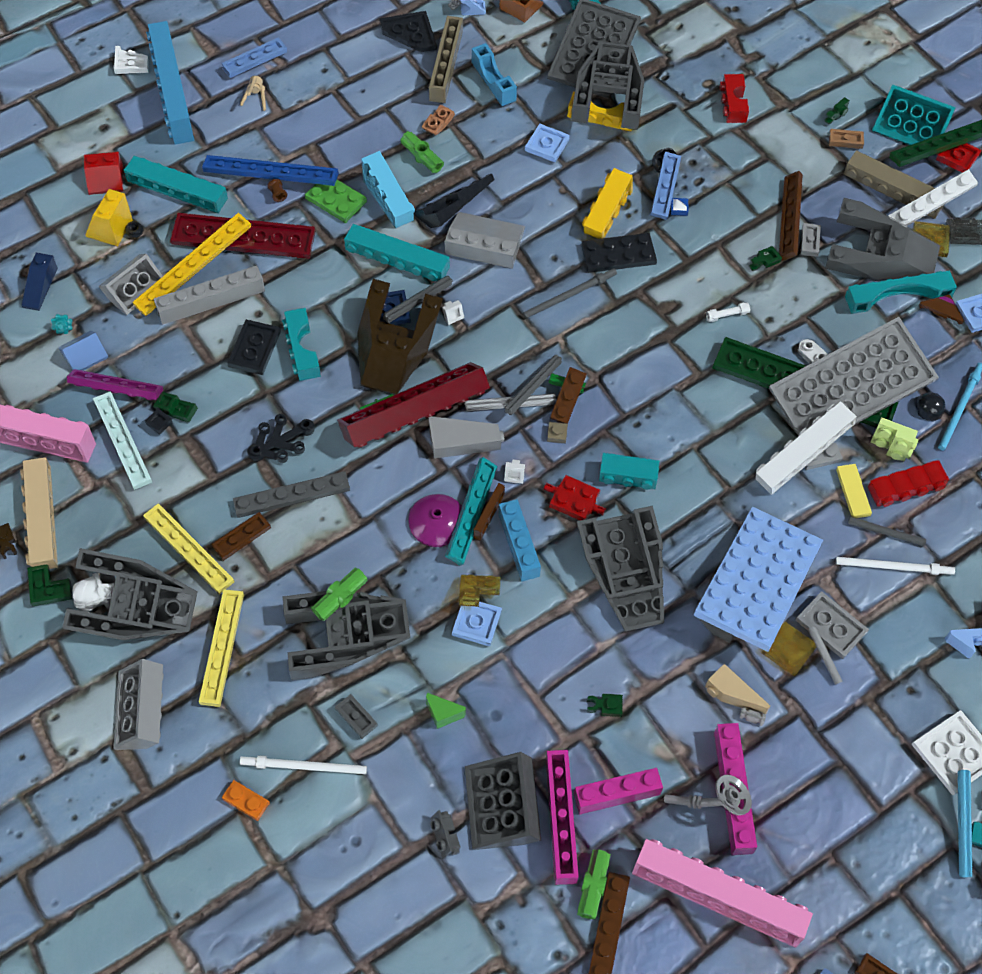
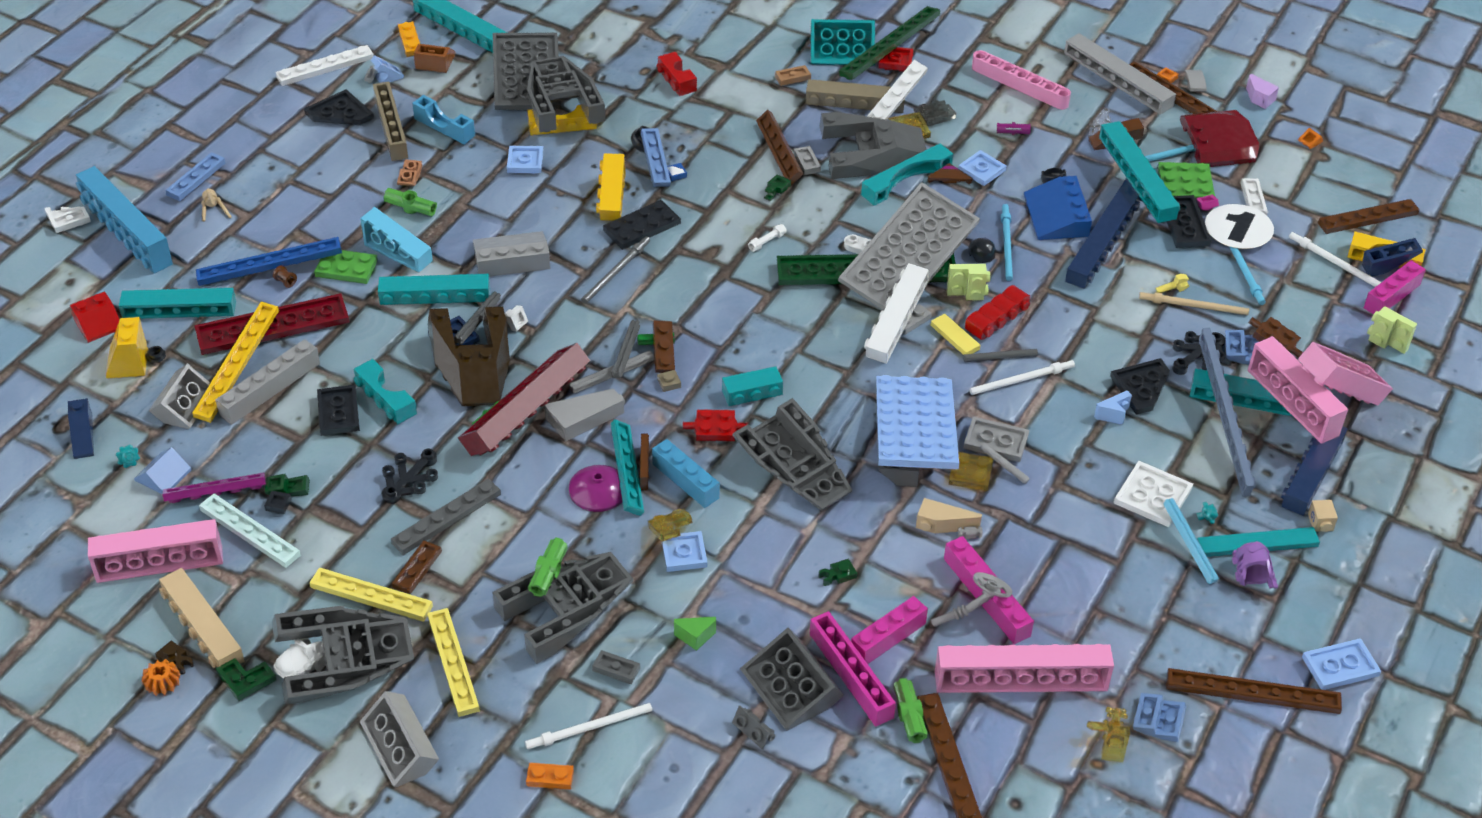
camera: 25 degrees left, 15 degrees down
(440, 211) = (460, 237): black wedge -> none
(514, 472) = (649, 422): white tile -> none
(840, 109) = (774, 55): dark green plate -> none

